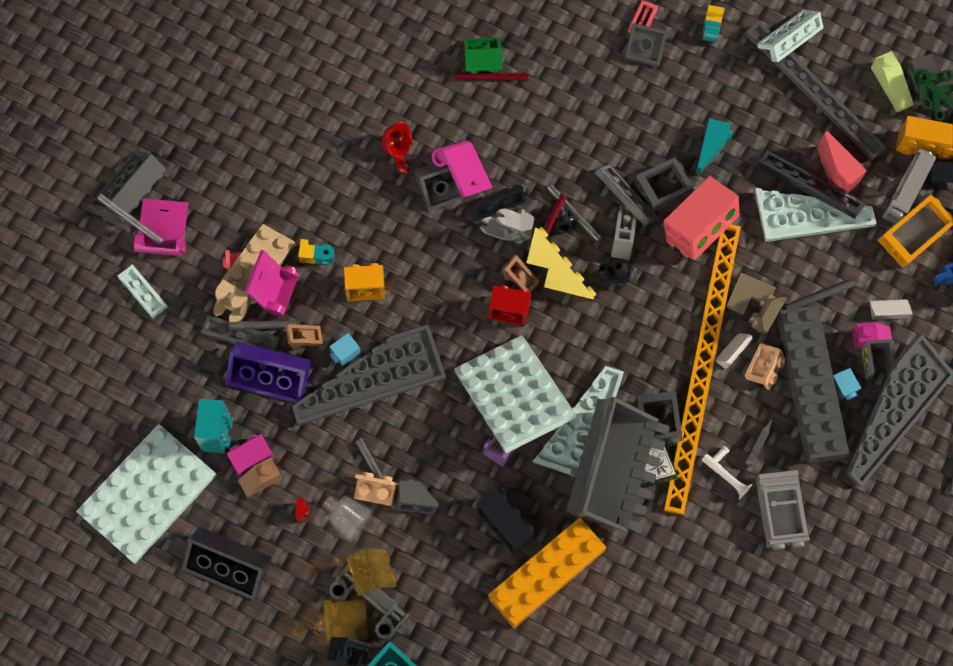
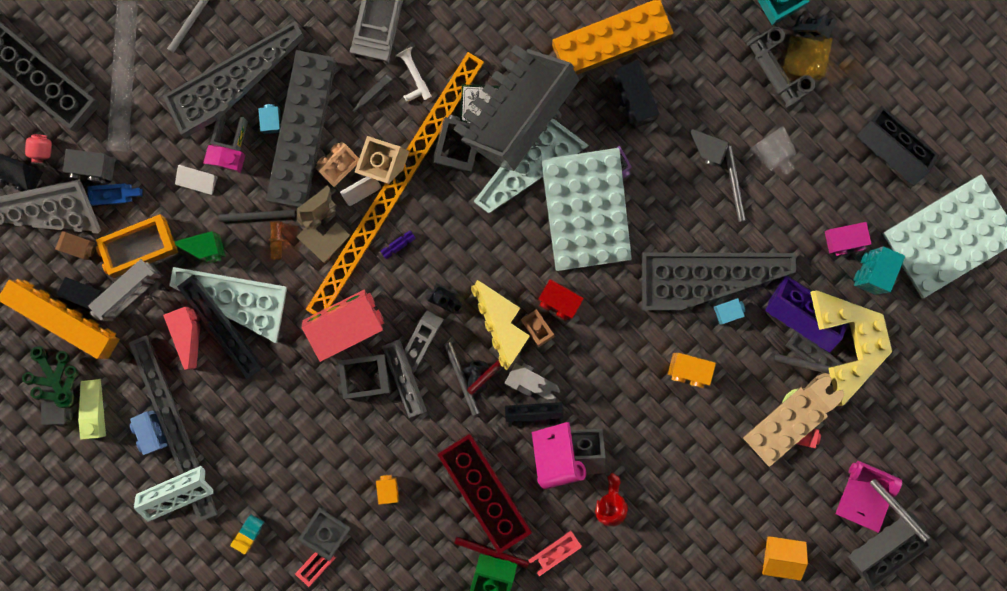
camera: 160 degrees left, 15 degrees up
(142, 291) = (903, 437): light aqua tile -> none
(200, 365) = (869, 338): none -> light yellow wing
(223, 153) = (785, 558): none -> light orange slope
(260, 477) = (843, 214): medium nougat slope -> none
(271, 284) = (781, 396): dark pink door -> none
(302, 510) = (815, 170): red plate -> none
(303, 335) = (764, 337): medium nougat slope -> none
(315, 254) = (724, 416): leg -> none
(371, 570) = (770, 90): clear yellow bracket -> none
(374, 489) = (742, 167): light nougat bracket -> none
(433, 93) = (556, 552): none -> coral hinge
(517, 119) = (484, 493): none -> dark red brick
(604, 97) = (387, 489): none -> light orange brick
(679, 311) = (398, 244): none -> dark purple axle
(714, 140) = (296, 406): teal slope -> none
(725, 377) = (381, 160): none -> tan slope
(793, 278) = (276, 240): none -> clear orange axle
(834, 77) = (148, 432): none -> medium blue slope
(856, 246) = (204, 246): none -> green slope

